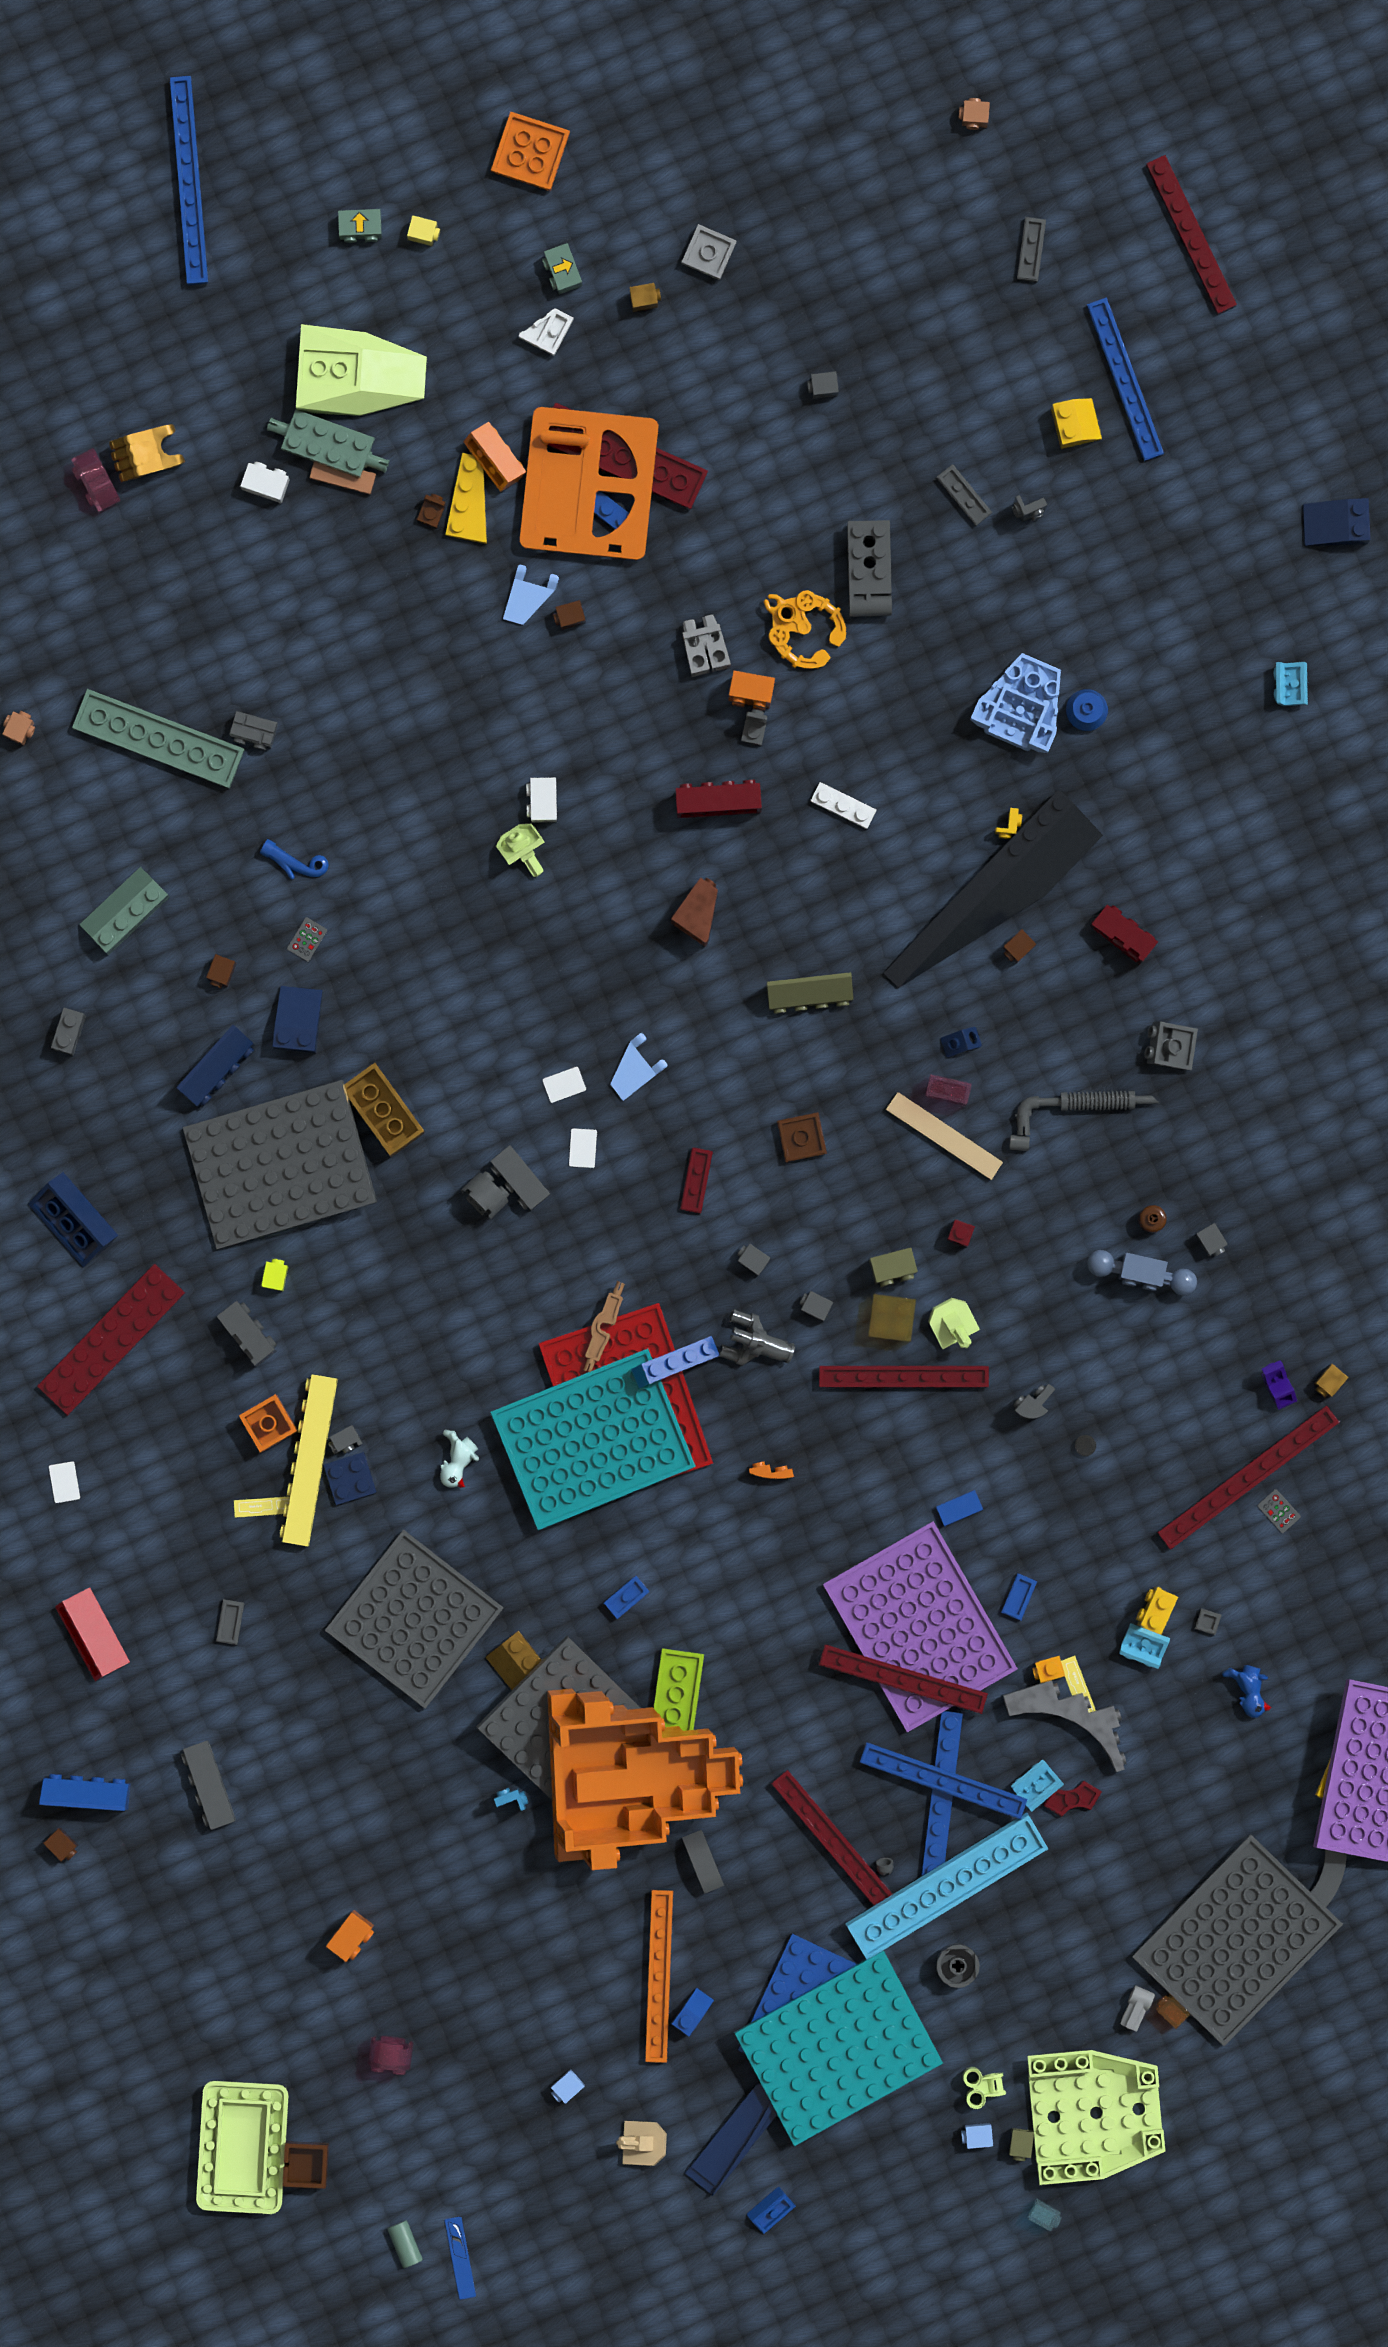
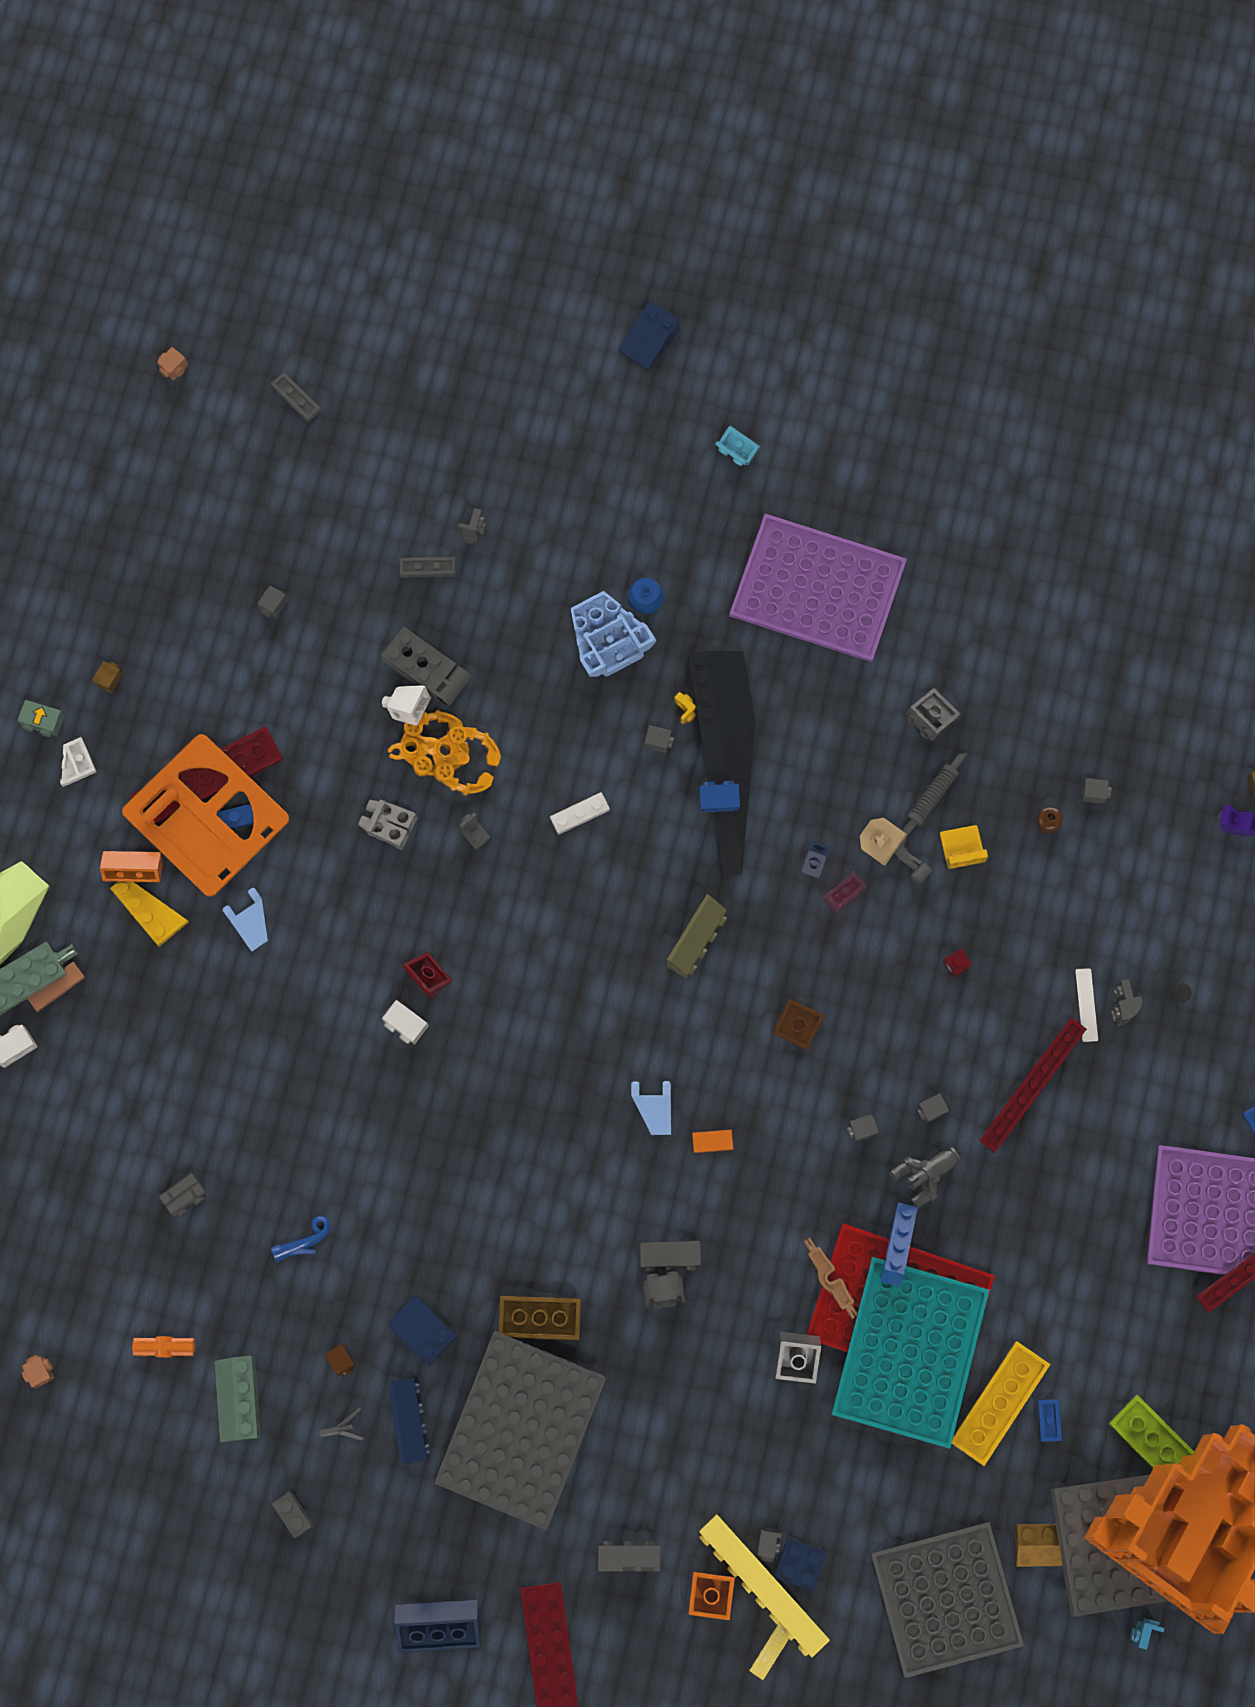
camera: 45 degrees left, 10 degrees down
(118, 815) = (163, 1346): none -> orange piece
(158, 738) = (131, 1272): sand green plate -> none
(165, 1015) = (340, 1429): none -> dark grey plant
(275, 1275) = (601, 1500): neon yellow brick -> none
(307, 939) = (368, 1277): dark grey sticker -> none
(431, 510) = (132, 941): reddish brown bracket -> none
(461, 1455) = (847, 1463): light aqua animal -> none
(516, 1348) = (797, 1357): none -> flat silver brick
(520, 844) = (424, 1063): yellowish green piece -> none
(564, 1084) = (625, 1169): white sticker -> none
(569, 615) = (288, 901): reddish brown brick -> none
(582, 1148) = (683, 1191): white sticker -> none
(599, 786) = (427, 974): none -> dark red slope
(609, 1545) = (1000, 1403): none -> yellow plate
(644, 1140) = (712, 1141): none -> orange tile
(696, 1180) = (771, 1126): dark red tile -> none
(697, 911) = (576, 972): copper slope -> none
(709, 252) = (114, 610): light grey plate -> none
(719, 799) = (506, 895): dark red brick -> none
(751, 690) = (445, 812): orange brick -> none
(762, 1470) = (1027, 1242): orange slope -> none
(809, 658) = (457, 756): none -> light orange piece
(823, 579) = (407, 703): none -> white torso
(891, 1318) = (983, 1060): clear yellow brick -> none
(893, 1266) = (945, 1030): olive brick -> none
(944, 1136) = (875, 922): tan tile -> none
(945, 917) = (719, 797): none -> blue brick
(953, 1323) = (1019, 1019): yellowish green piece -> none
(959, 1508) = (1161, 1119): blue tile -> none
(962, 823) = (658, 739): none -> dark grey brick
(1012, 1371) = (1086, 1004): none -> white sticker
(1018, 946) = (778, 766): reddish brown brick -> none
(1021, 1085) = (881, 839): none -> tan piece
(1070, 1161) = (963, 847): none -> yellow bracket
(1075, 422) = (438, 456): yellow slope -> none
(1124, 934) = (827, 687): dark red wedge -> none
(1125, 379) = (436, 402): blue tile -> none
(1142, 1271) = (1084, 853): sand blue brick -> none
(1191, 234) = (373, 287): dark red plate -> none
(1213, 856) = (818, 587): none -> medium lavender plate

